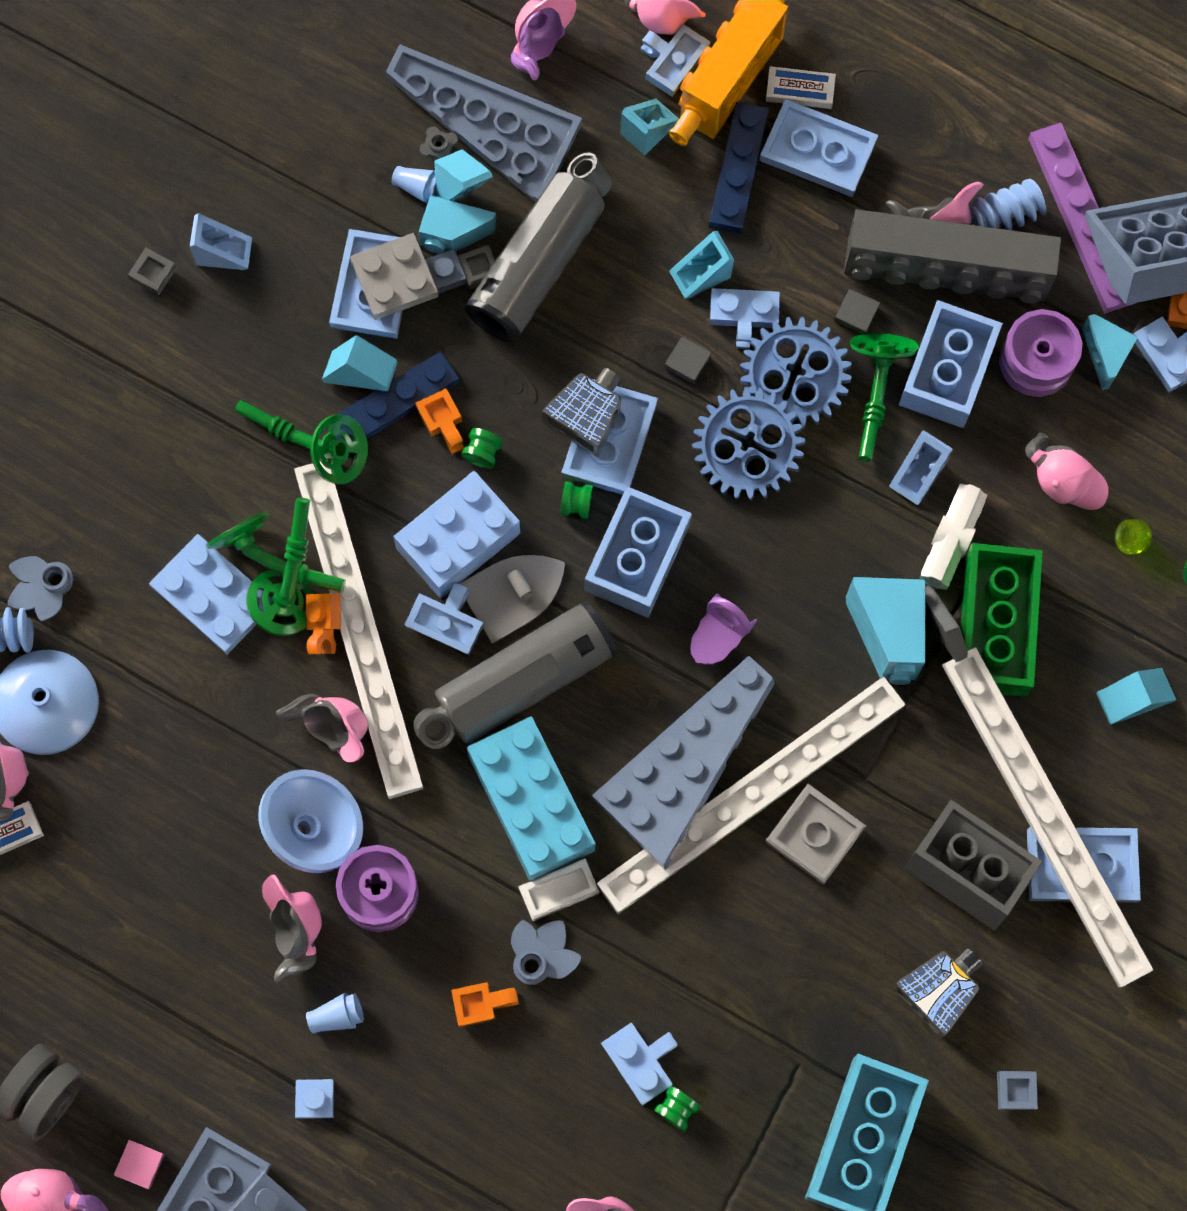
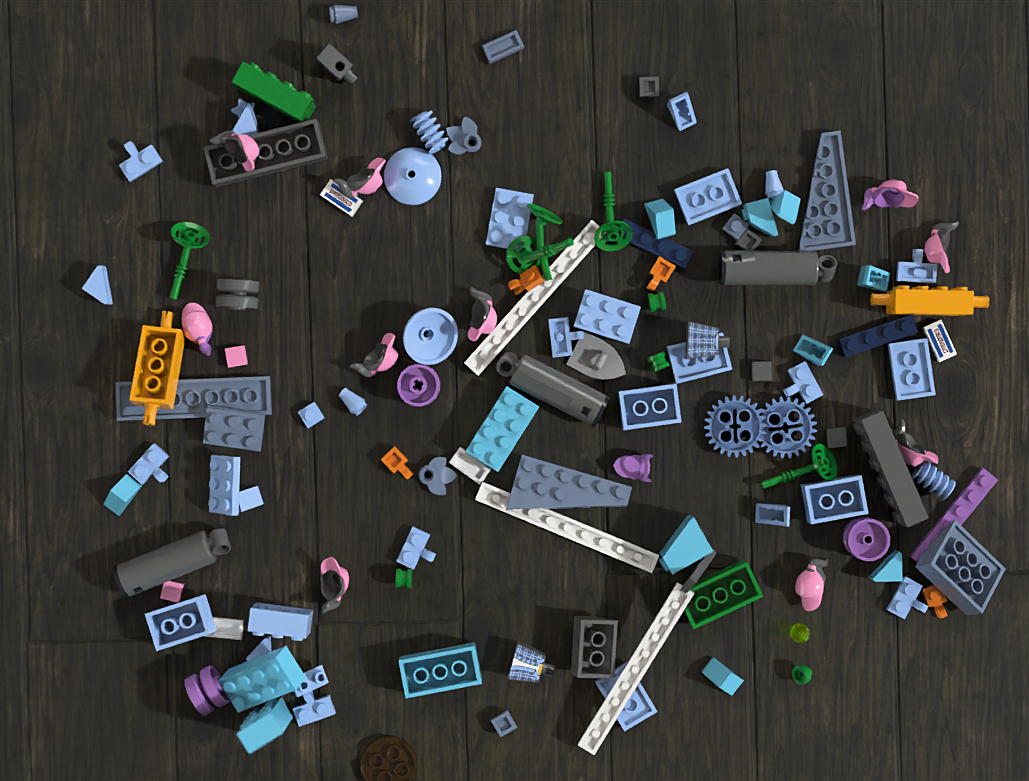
camera: 60 degrees right, 15 degrees up
(394, 276) = (716, 206): light grey plate -> none
(430, 149) = (799, 187): dark grey plate -> none
(815, 834) = (566, 567): light grey plate -> none
(953, 536) = (748, 548): white piece -> none

